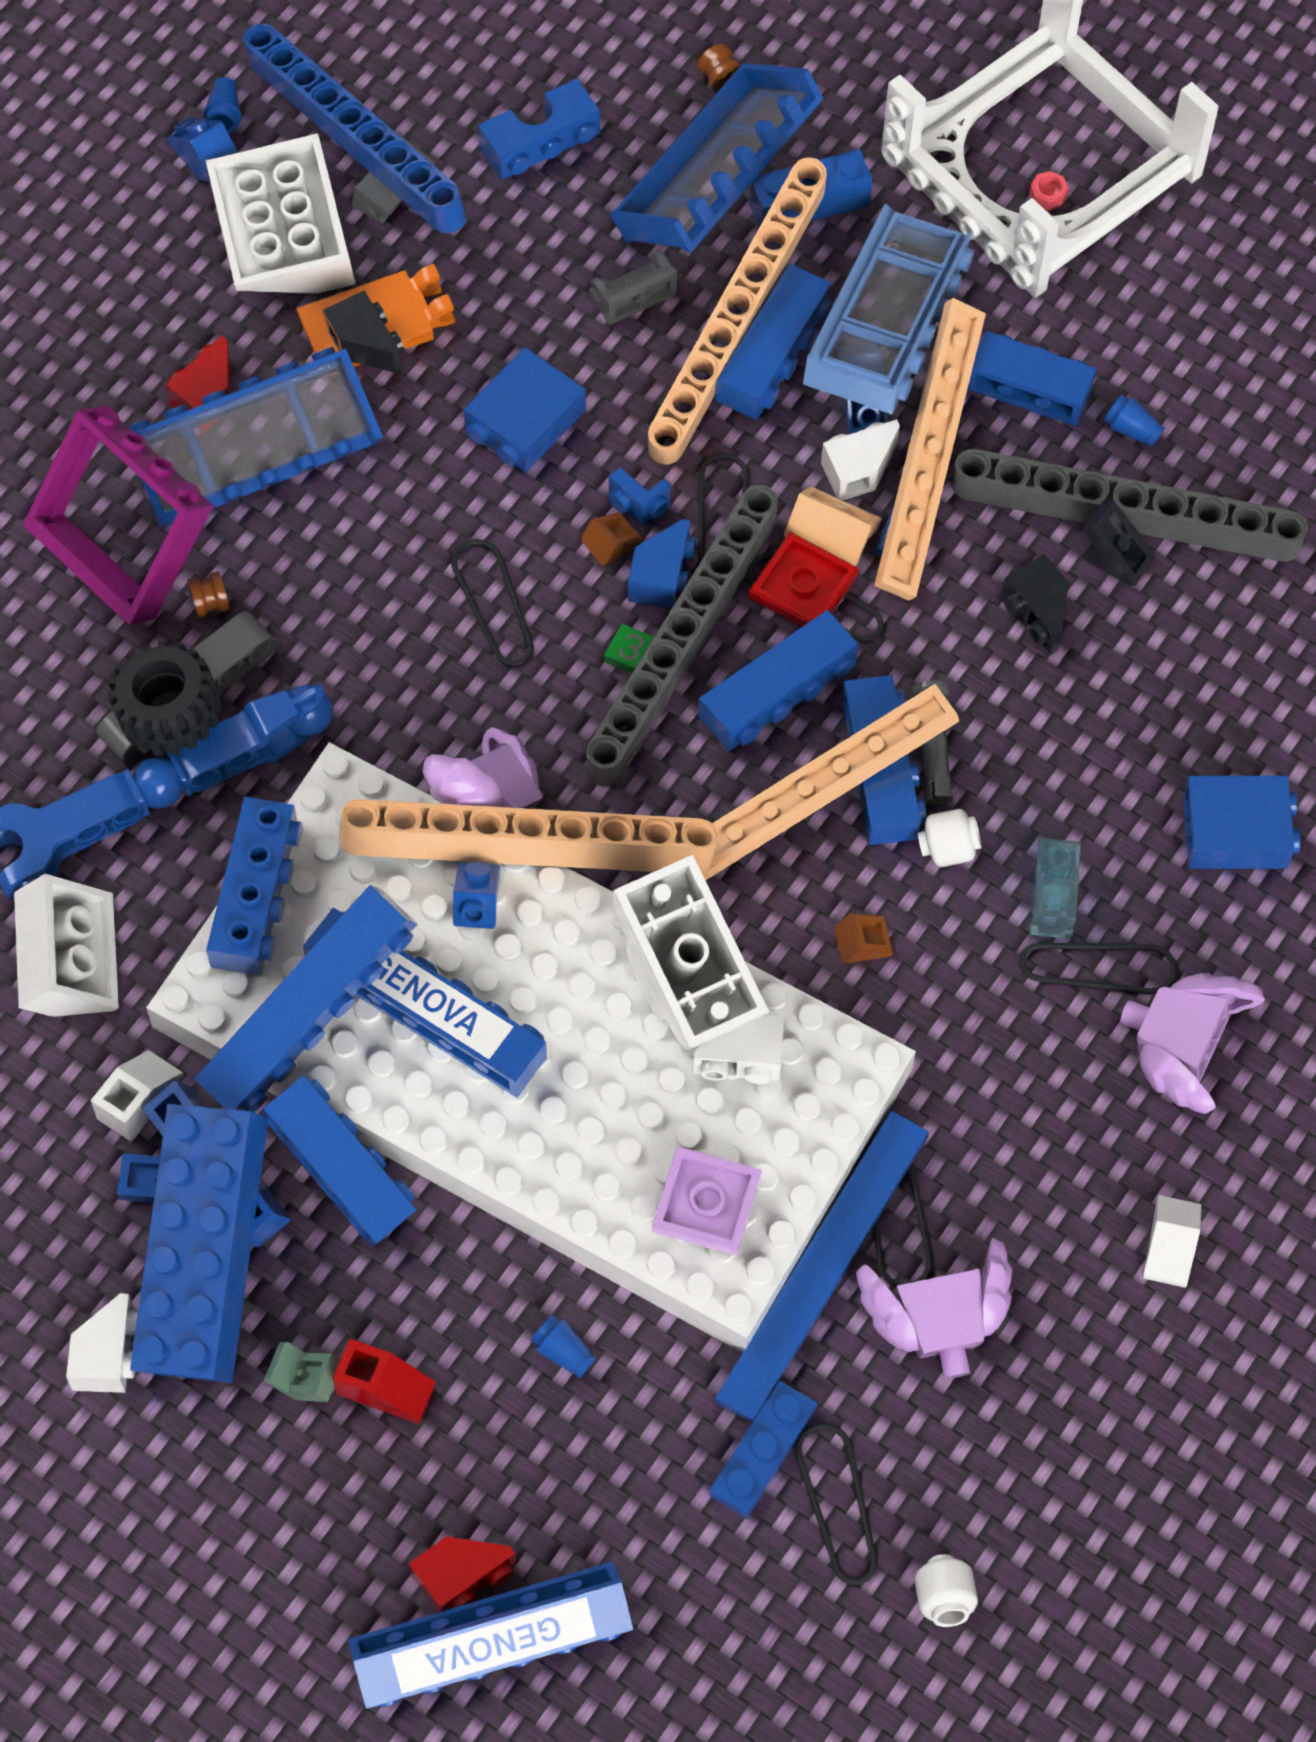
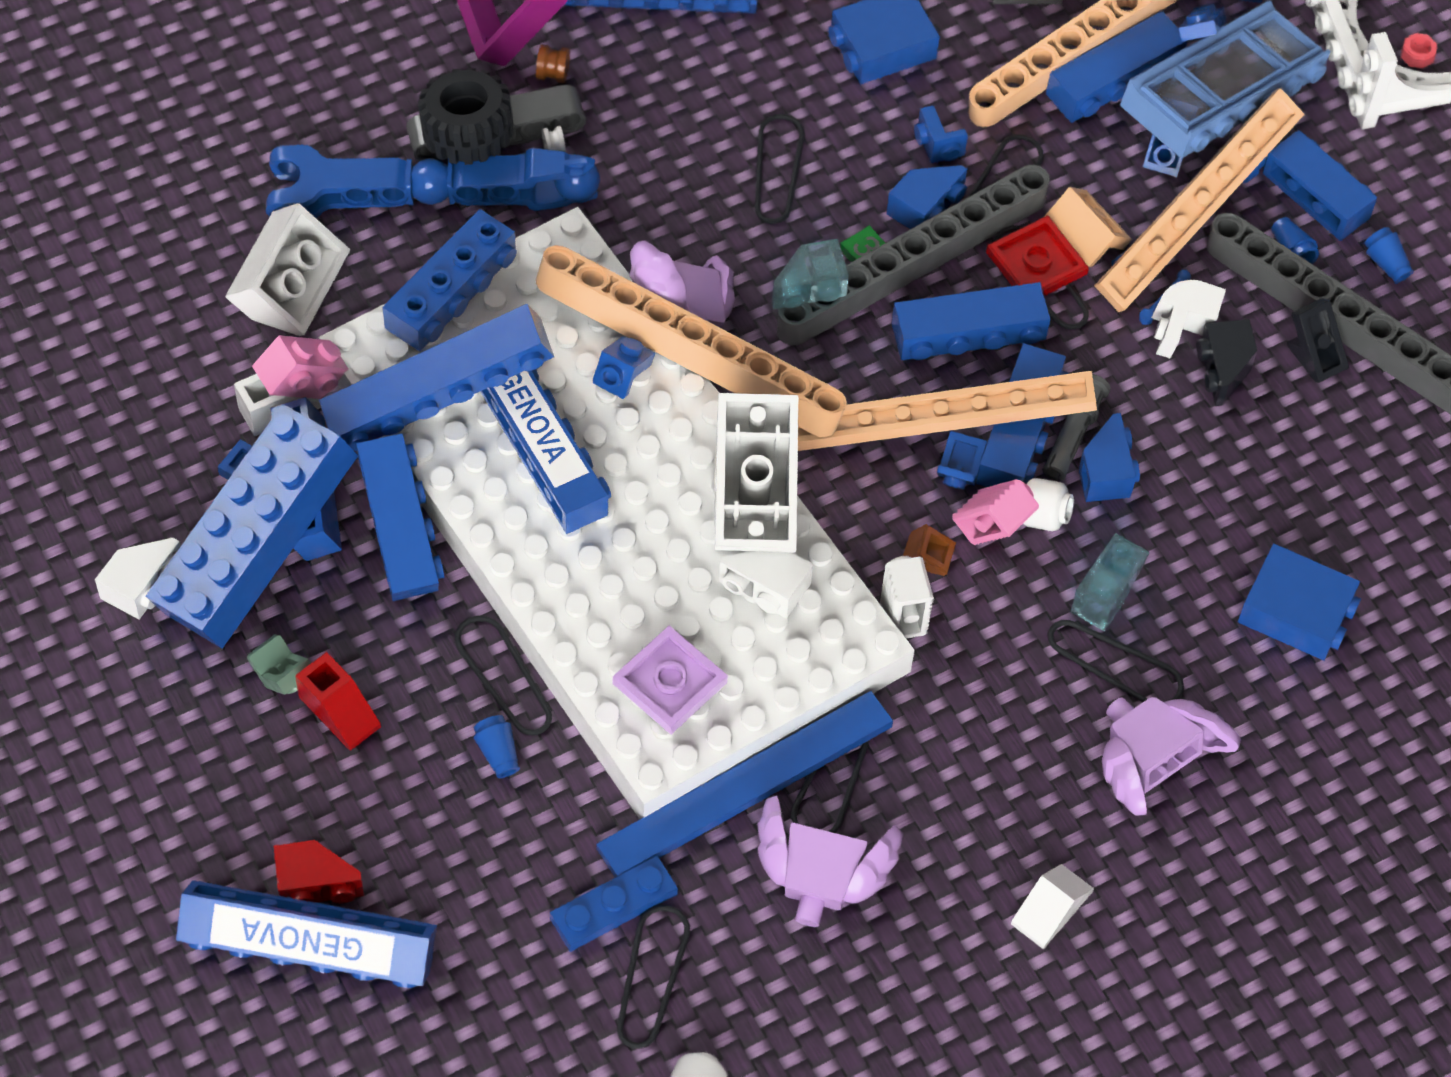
camera: 25 degrees right, 5 degrees down
(151, 1051) = (300, 367): none -> bright pink brick
(257, 680) = (553, 139): none -> white bush
(478, 1219) = (489, 687): none -> black piece
(608, 706) = (811, 275): none -> clear light blue slope
(610, 537) = (897, 158): dark orange slope -> none
(837, 259) = (1203, 22): none -> blue plate
(847, 830) = (961, 460): none -> blue bracket
(859, 459) = (1140, 185): white slope -> none
(877, 996) = (907, 595): none -> white brick
(913, 870) = (996, 511): none -> bright pink brick
(938, 591) = (1145, 315): none -> blue hinge
(975, 567) = (1186, 307): none -> white brick
(987, 766) = (1107, 464): none -> blue slope
(1038, 447) = (1295, 239): none -> blue cone

